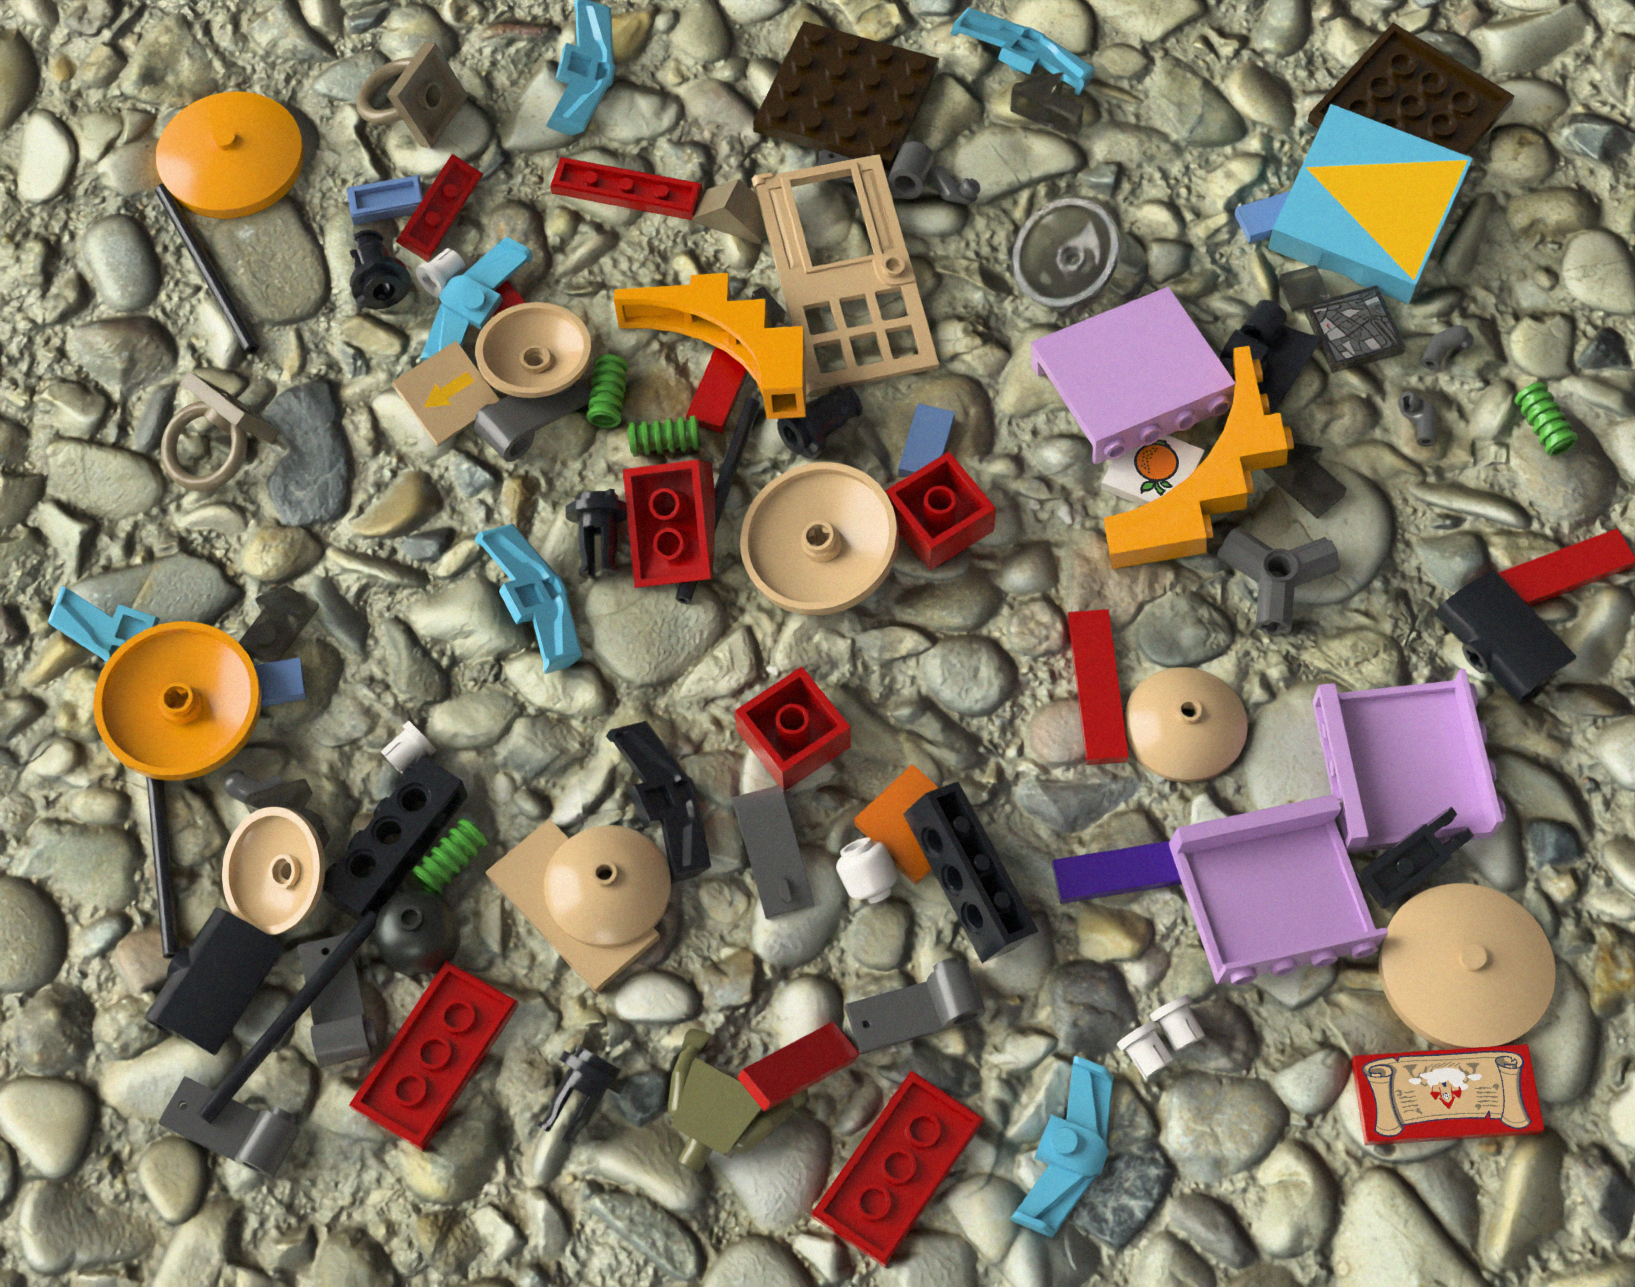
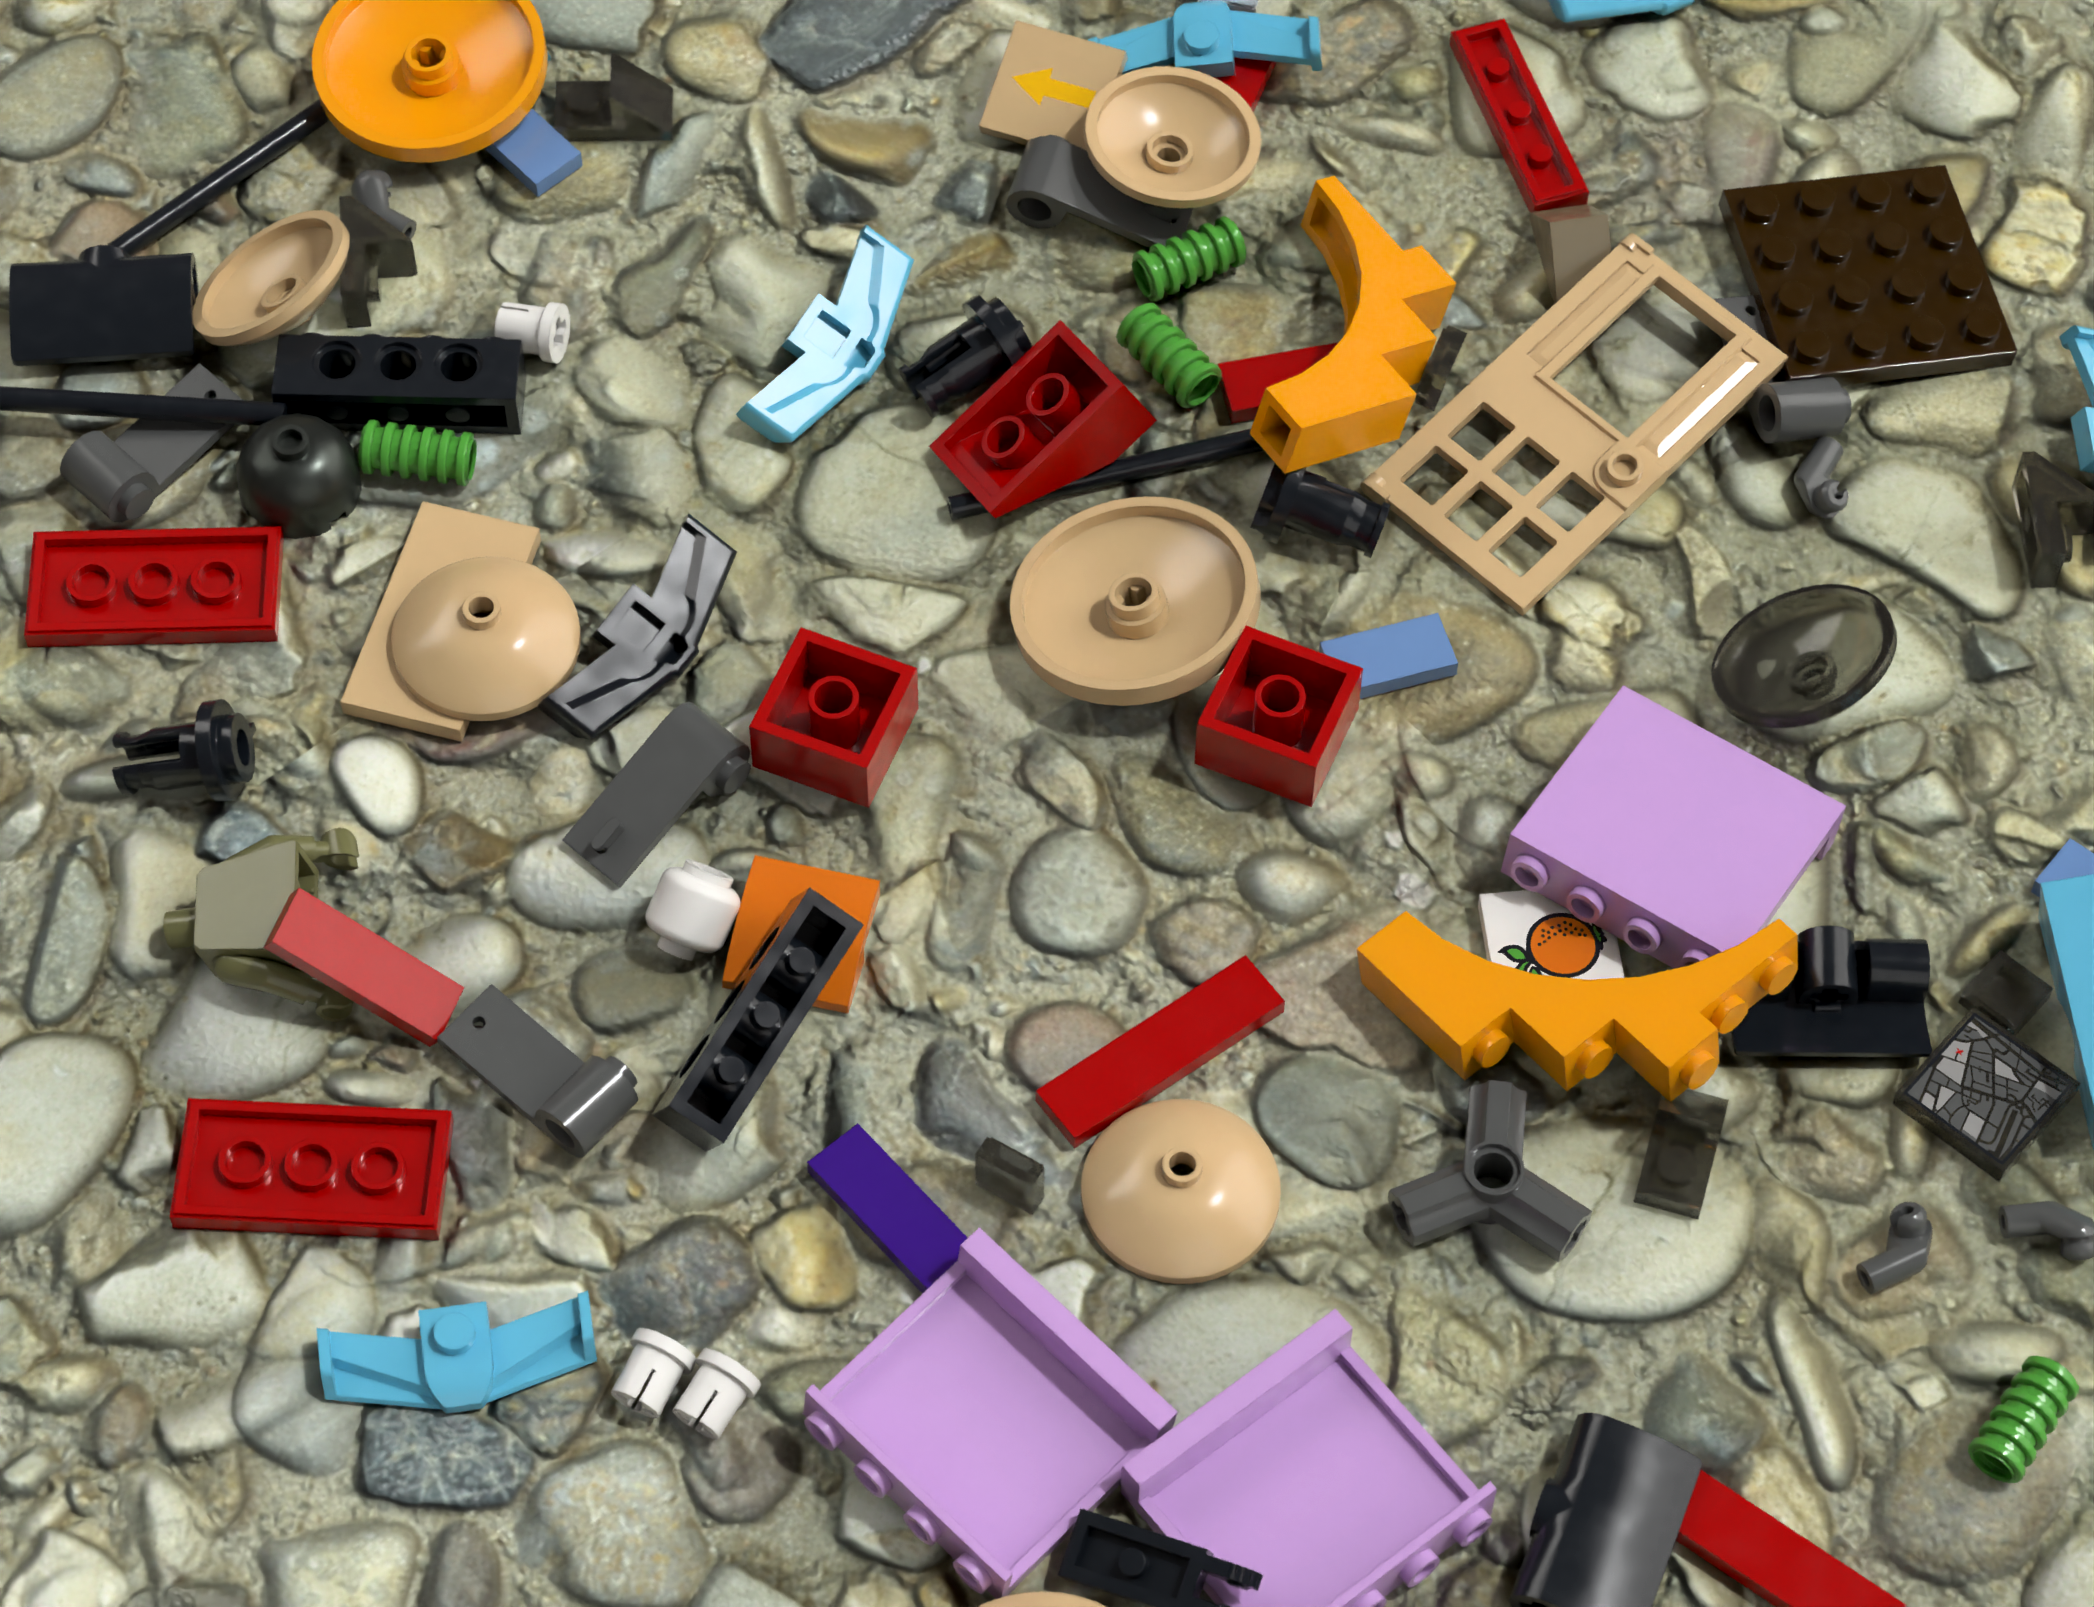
camera: 55 degrees right, 5 degrees down
(1134, 799) = (1009, 1175): none -> clear smoke tile

